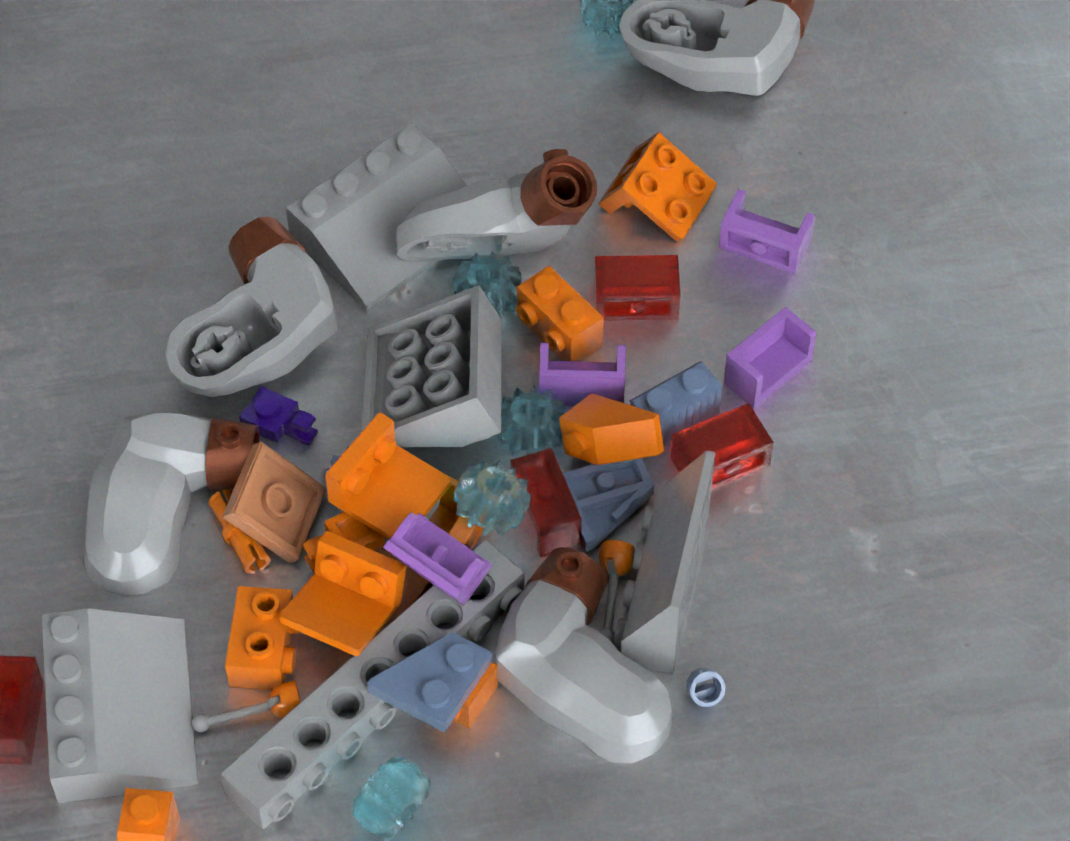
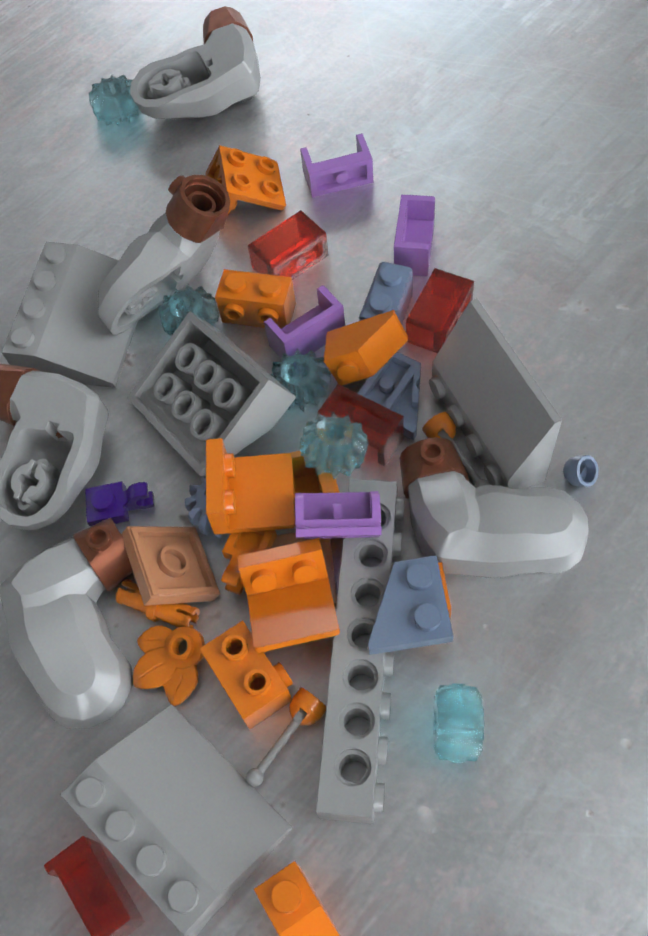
camera: 30 degrees left, 5 degrees up
(206, 583) = (163, 663): none -> orange plate

